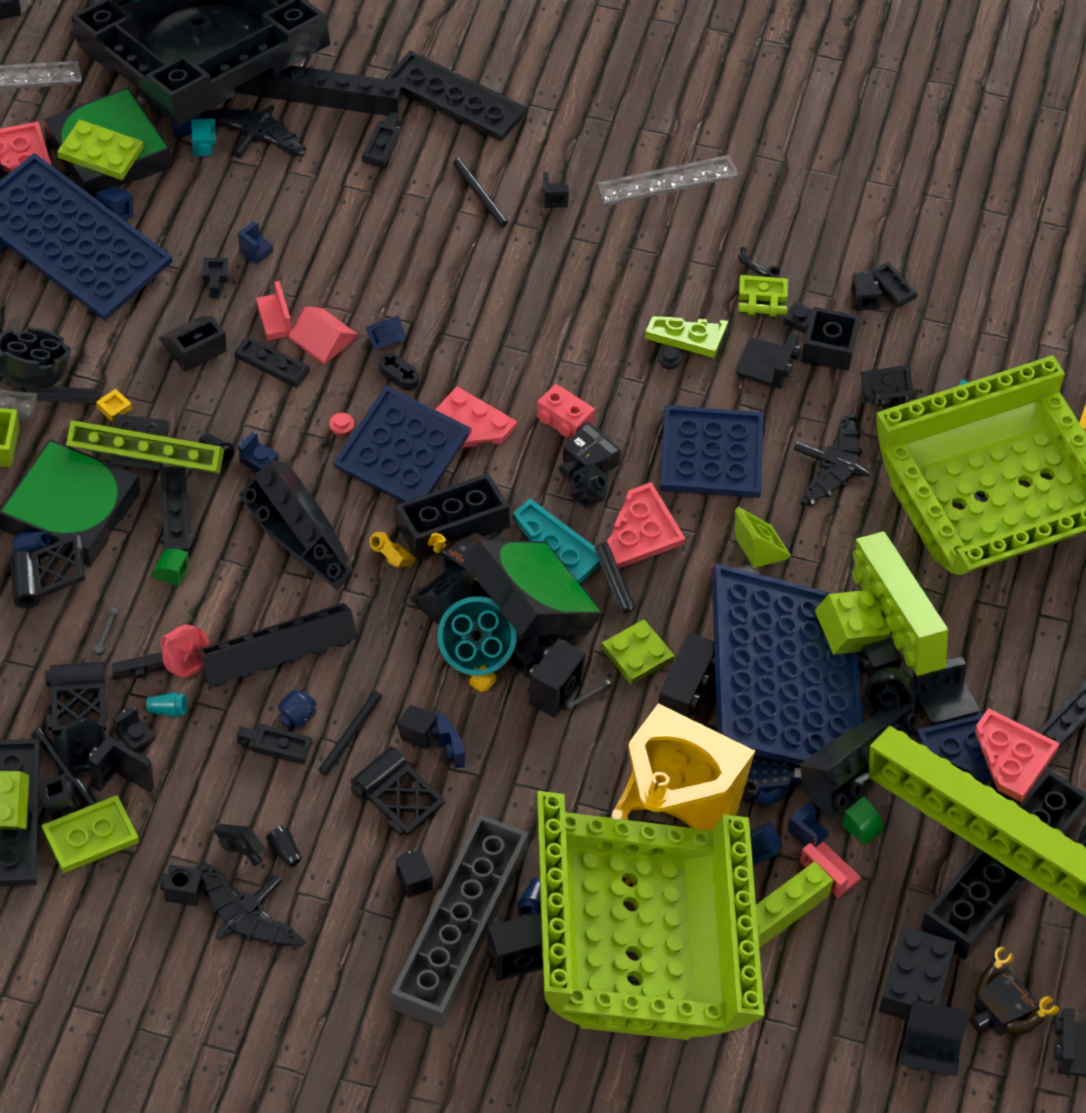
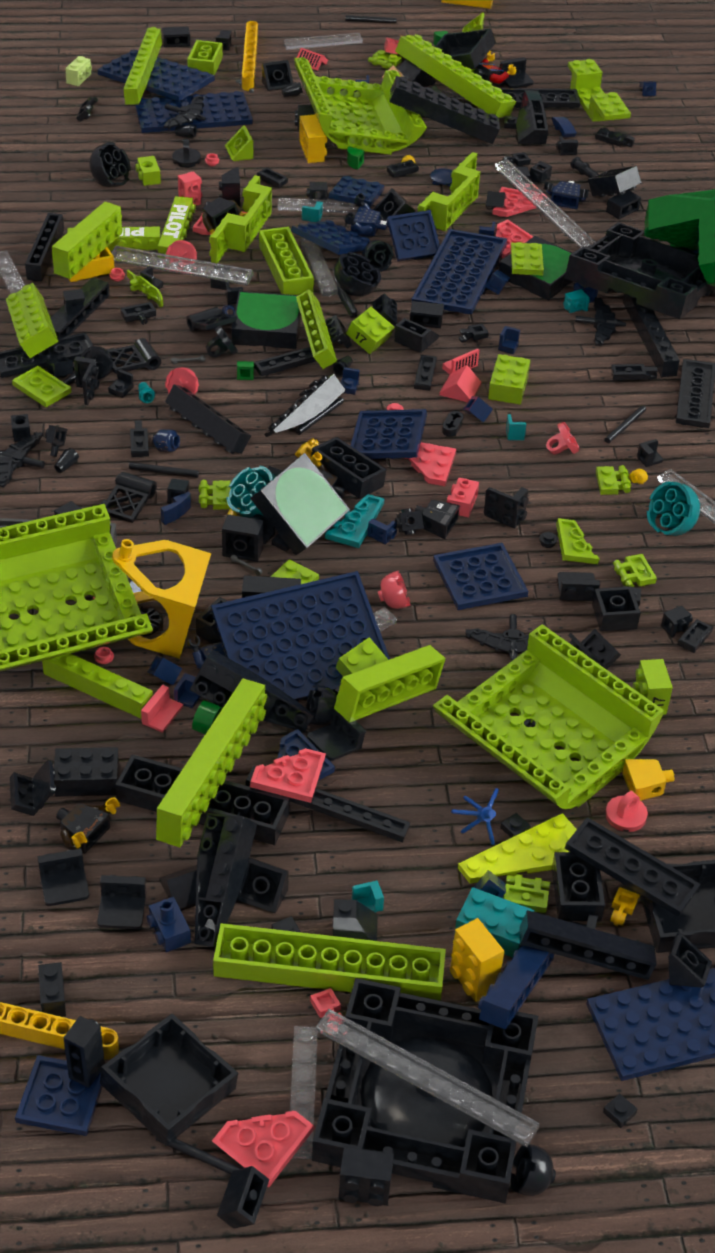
camera: 70 degrees right, 10 degrees down
(105, 572) = (223, 343): none -> black tile
(113, 404) = (347, 318): yellow plate -> none
(124, 356) = (387, 308): none -> black brick
(138, 667) = (161, 369): black plate -> none
(148, 312) = (427, 314): none -> black brick
(166, 387) = (370, 330): none -> lime brick
(342, 274) = (509, 379): none -> lime brick
(432, 680) = (220, 491): none -> lime plate
(444, 310) = (515, 430): none -> teal panel
(500, 263) = (565, 440): none -> coral tile
(584, 255) = (608, 478): none -> lime plate
(585, 221) = (638, 476): none -> yellow piece
(592, 523) = (381, 531): none -> dark blue bracket
(612, 376) = (506, 508): none -> black bracket
(614, 577) = (342, 551): black axle -> none
(643, 527) = (393, 556): coral plate -> none
(681, 200) = (678, 508): none -> teal cylinder
(714, 547) = (394, 591): none -> coral cylinder
(758, 539) = (414, 609): lime slope -> none
(772, 271) = (659, 569): black piece -> none
(975, 354) = (654, 682): none -> lime brick

